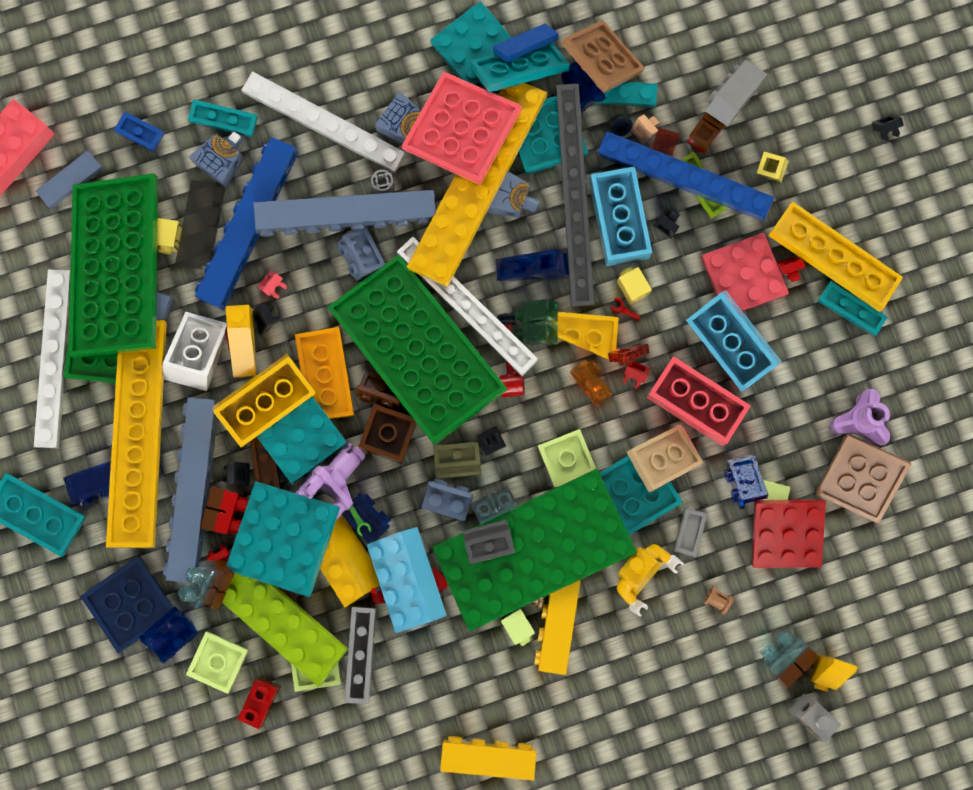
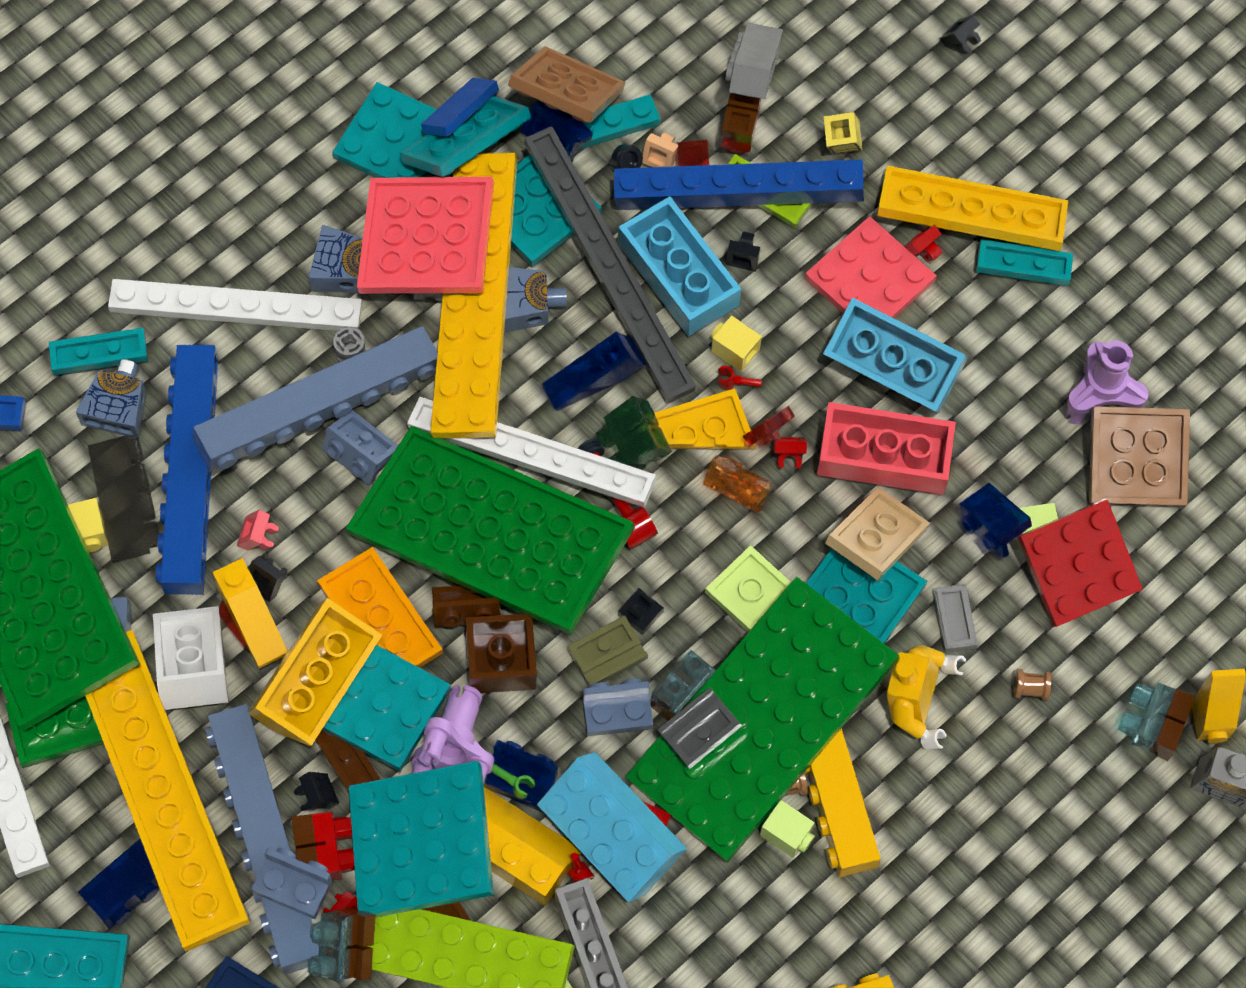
camera: 25 degrees left, 15 degrees down
(192, 531) = (293, 882): none -> sand blue bracket

